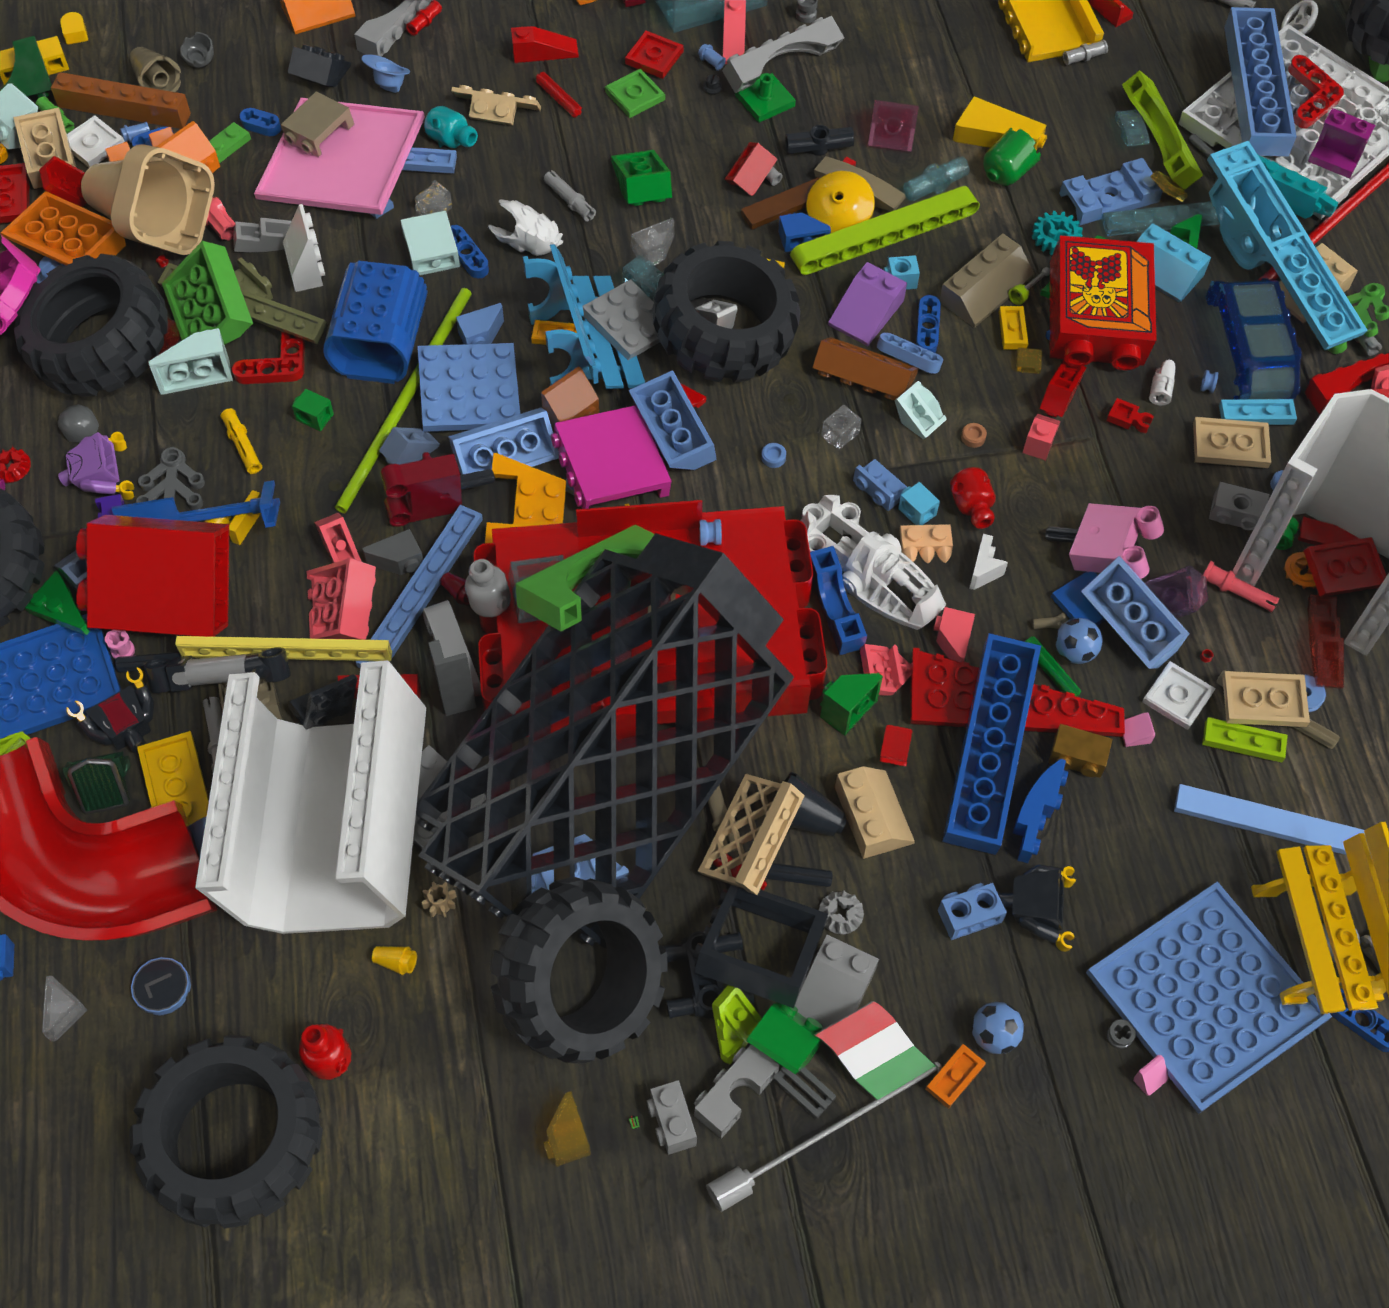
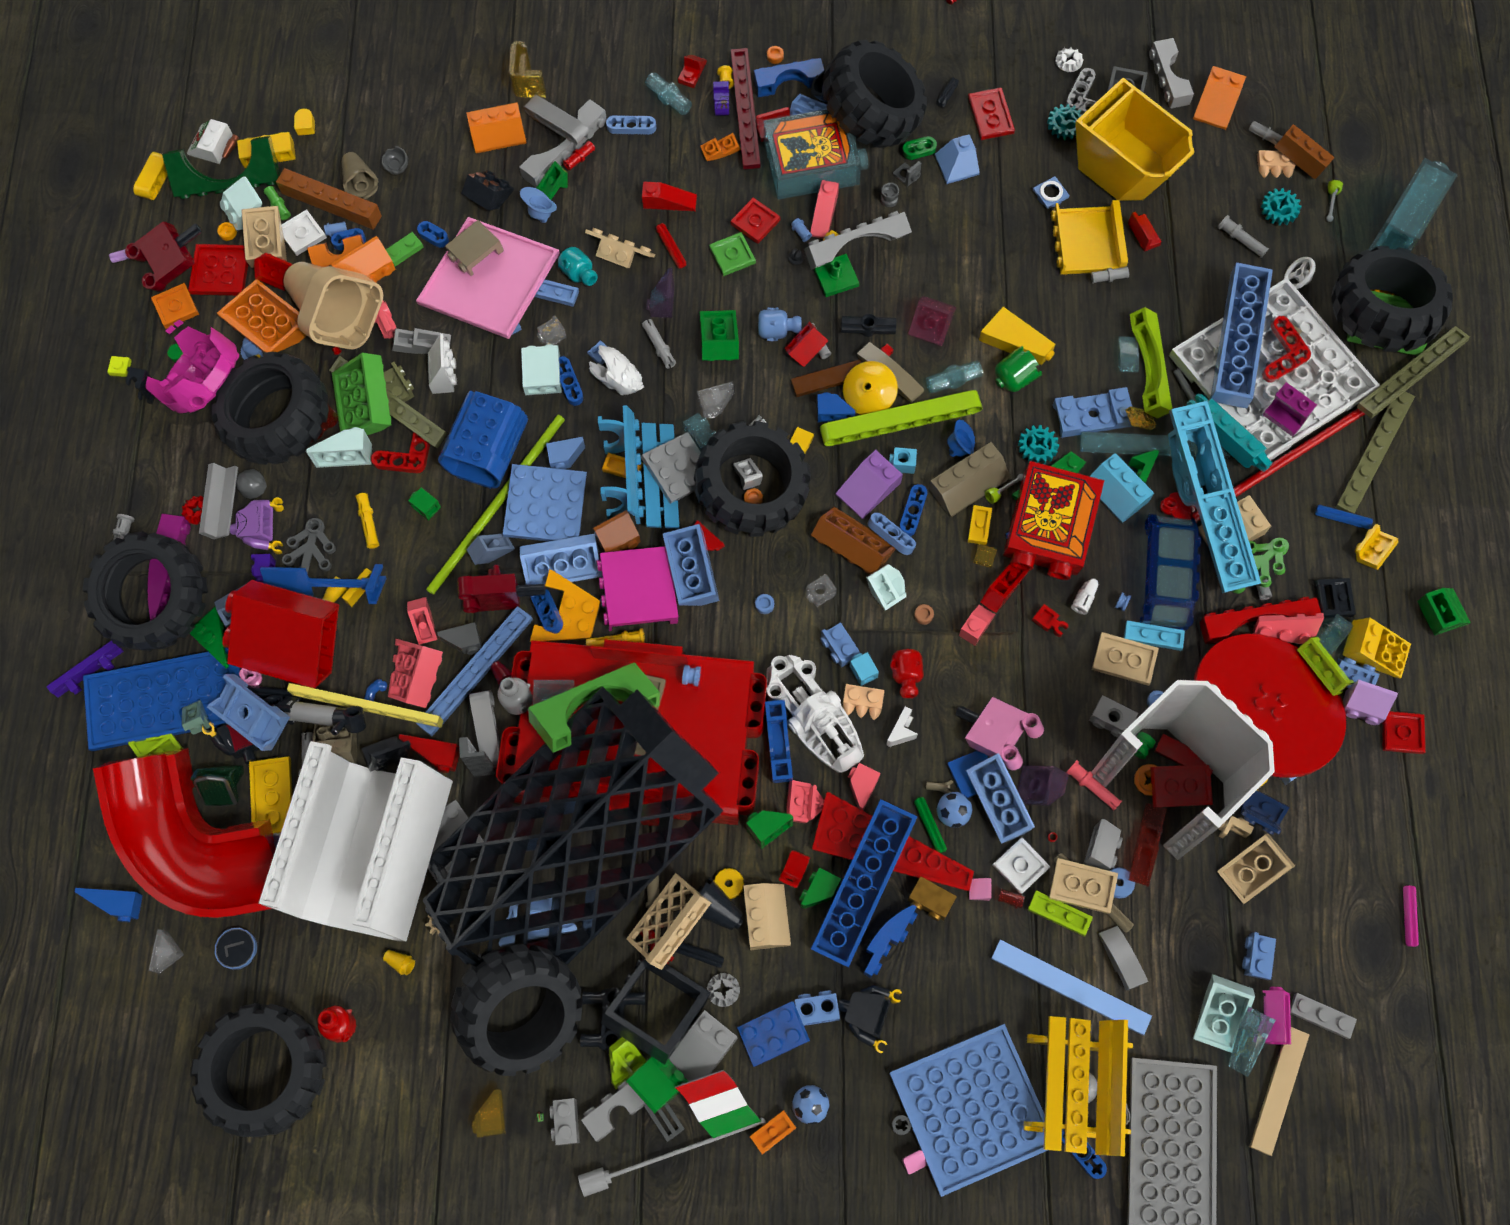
camera: 15 degrees right, 10 degrees up
(38, 448) = (218, 501): none -> light grey panel
(53, 704) = (194, 717): none -> sand green slope
(150, 686) = (263, 721): none -> medium blue piece
(293, 628) = (374, 688): none -> blue arm
(400, 41) = (553, 180): none -> green slope
(498, 216) = (593, 353): none -> medium blue tile
(501, 511) = (552, 614): none -> blue beam
(563, 143) = (662, 296): none -> clear purple slope
(707, 154) = (774, 324): none -> medium blue piece
(819, 773) = (735, 877): none -> yellow piece
(924, 950) = (773, 1034): none -> blue plate
(937, 765) = (821, 889): none -> green slope
(963, 242) = (961, 440): none -> blue piece
(1179, 733) = (1011, 898): none -> clear red pin
(1234, 272) = (1174, 506): none -> red plate
(1273, 646) = (1103, 846): none -> light grey slope
(1340, 777) = (1123, 958): none -> light grey slope

